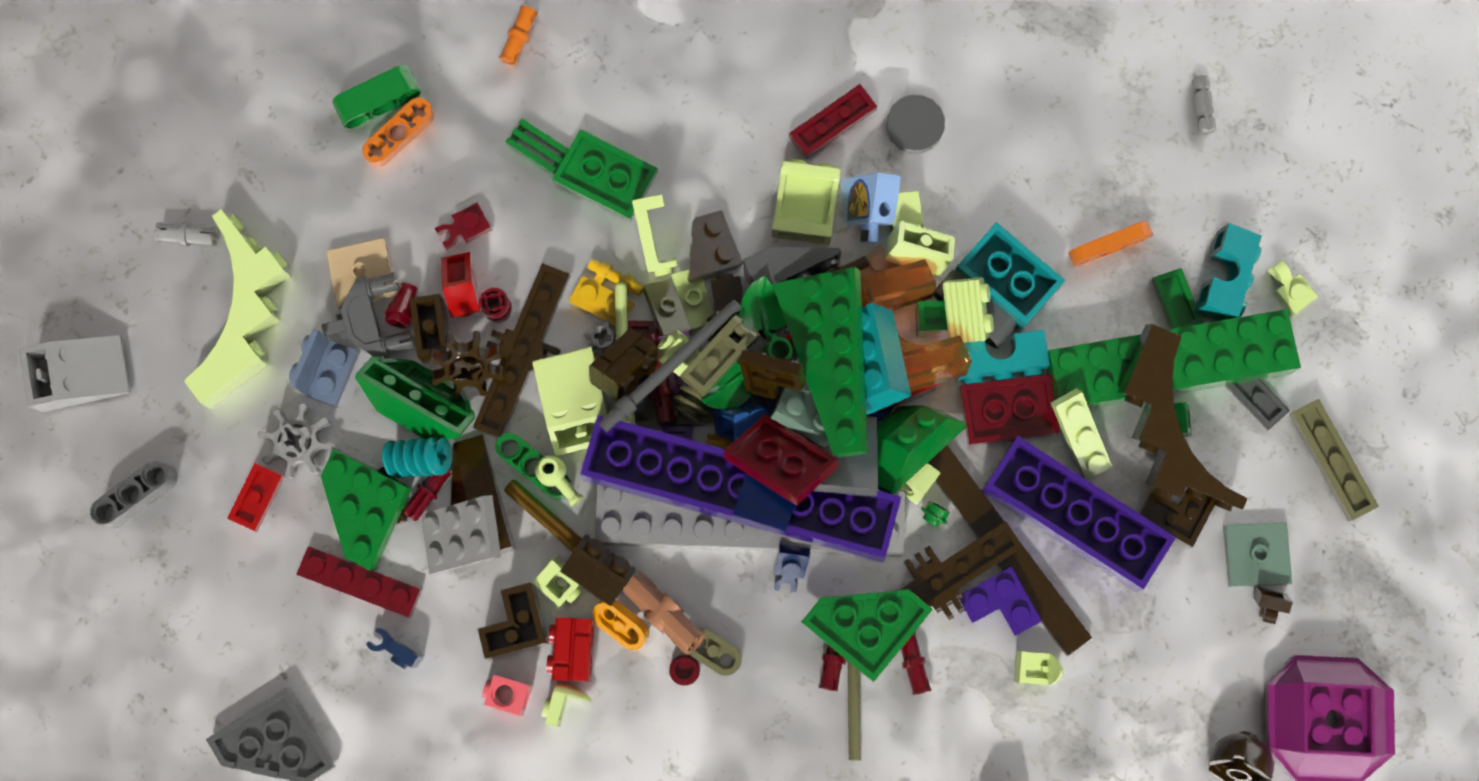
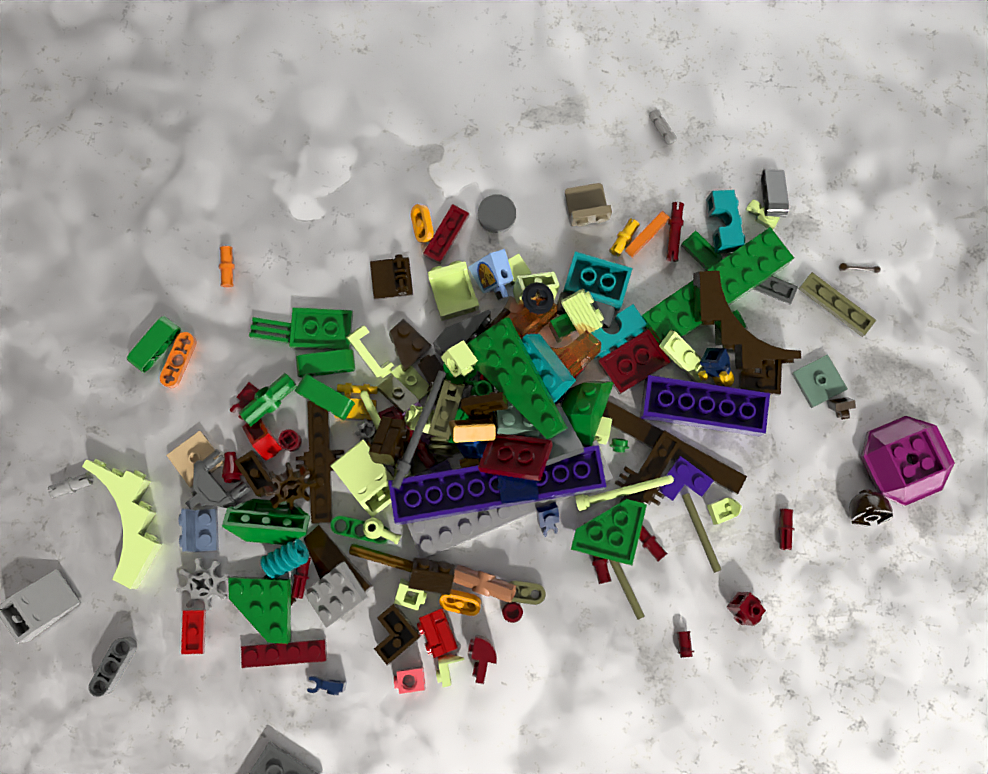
camera: 30 degrees left, 0 degrees up
(491, 237) = (267, 399): none -> green piece
(567, 267) = (324, 397): none -> green beam
(589, 223) = (325, 363): none -> green beam
(621, 703) = (485, 652): none -> dark red brick
(731, 148) = (391, 277): none -> dark brown hinge
(740, 398) = (472, 430): none -> slope
(767, 296) = (459, 359): none -> yellowish green brick
(806, 92) = (422, 223): none -> light orange plate
(852, 568) = (585, 501): none -> yellowish green piece
(925, 258) = (543, 292): none -> black gear
(992, 684) = (701, 532): none -> olive bar
(1046, 166) = (587, 204): none -> dark tan bracket
(1076, 234) = (624, 237): none -> yellow pin
(1112, 734) = (786, 529): none -> dark red axle
(1121, 466) = (717, 365): none -> dark blue piece
(1157, 247) = (675, 231): none -> dark red pin
(1317, 265) = (774, 193): none -> beam
(1369, 412) = (842, 267): none -> dark brown hinge

